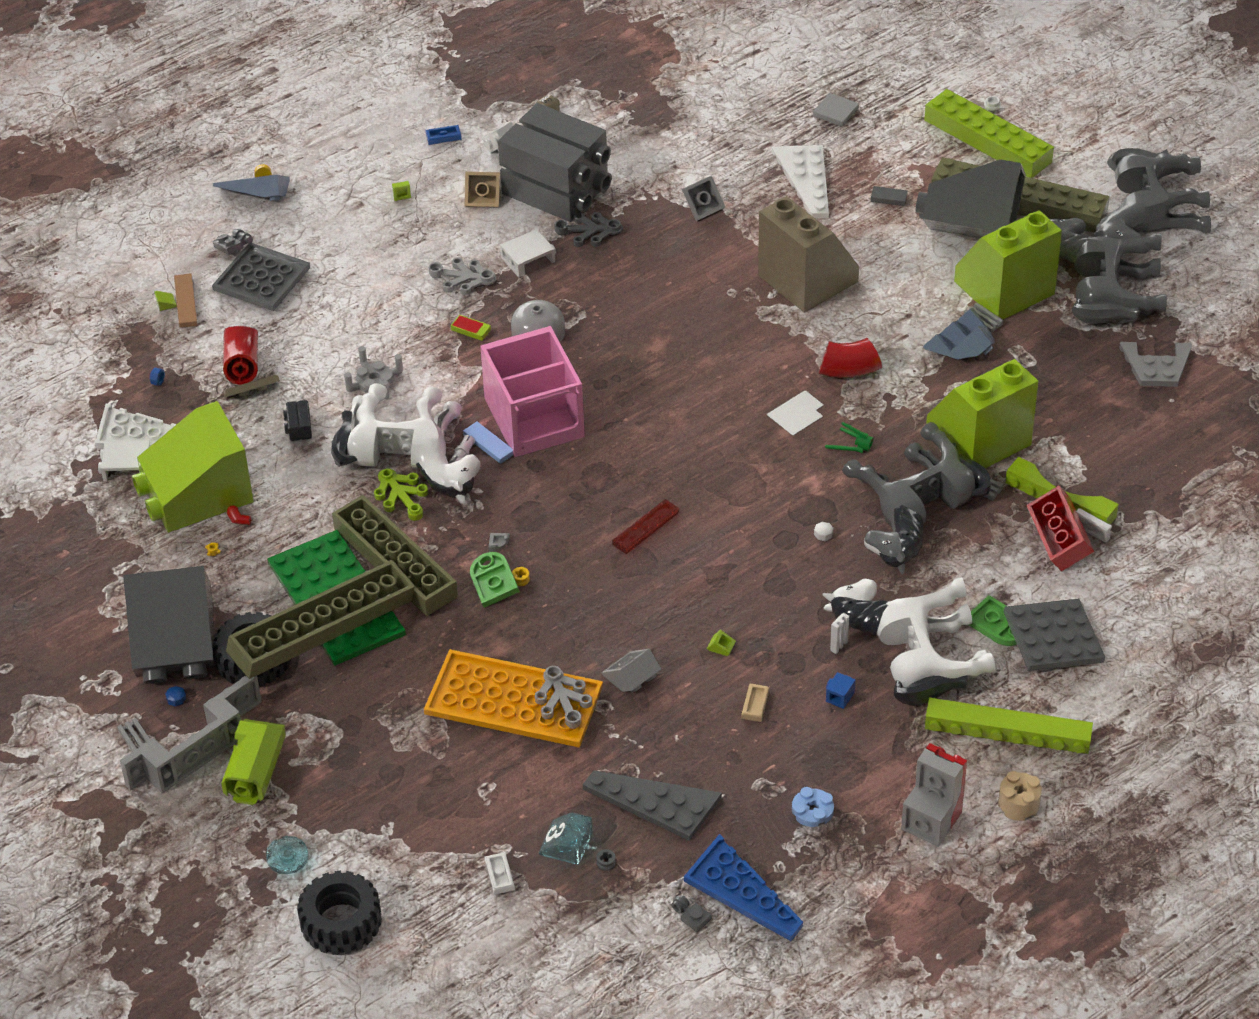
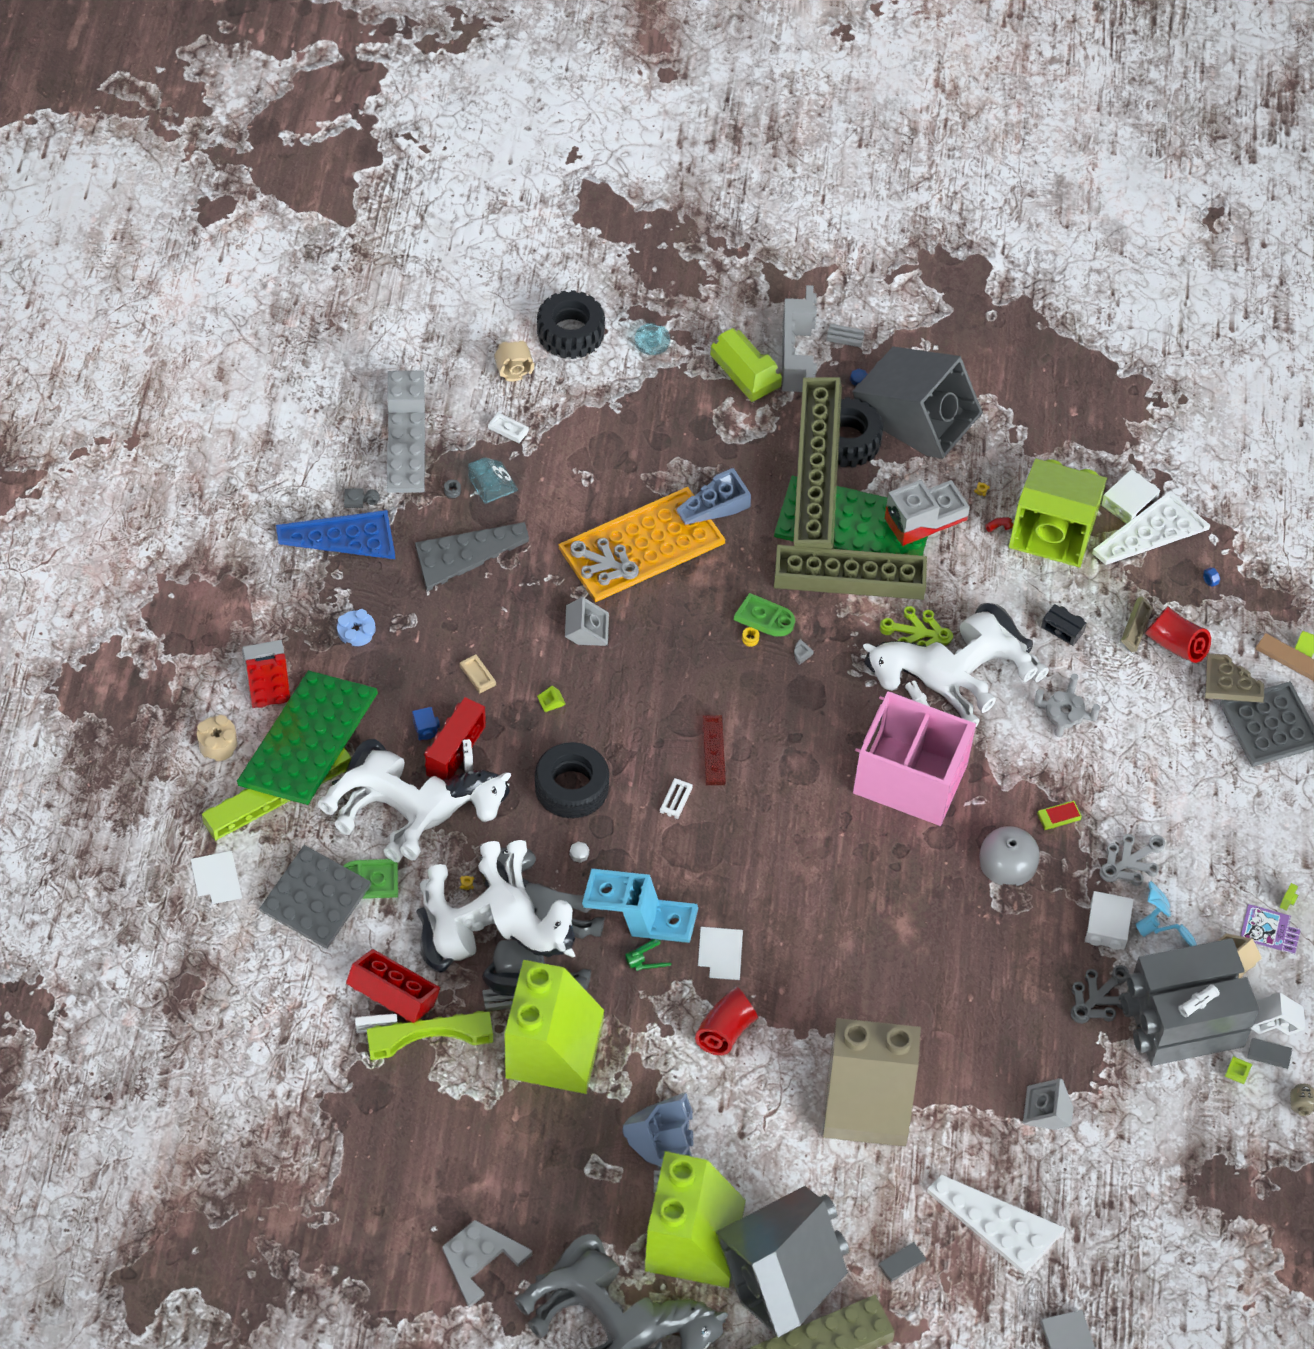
camera: 130 degrees right, 10 degrees up
(251, 305) = (1231, 681): none -> dark tan plate
(294, 539) = (920, 511): none -> light grey piece
(417, 672) = (720, 498): none -> sand blue wedge
(428, 915) = (514, 360): none -> tan brick
(434, 192) = (1270, 929): none -> sticker
(506, 231) = (1151, 922): none -> medium azure plant
(567, 123) = (1198, 1000): none -> white pin
(601, 927) = (406, 432): none -> light grey bracket
(714, 518) = (670, 811): none -> white tile
(778, 586) = (571, 802): none -> black tyre
(832, 446) = (640, 905): none -> medium azure bracket
(835, 651) = (447, 750): none -> red brick
(928, 569) = (467, 882): none -> yellow piece
(974, 722) = (307, 737): none -> green plate
(984, 530) = (449, 930): none -> white animal
(1115, 708) = (217, 877): none -> white sticker

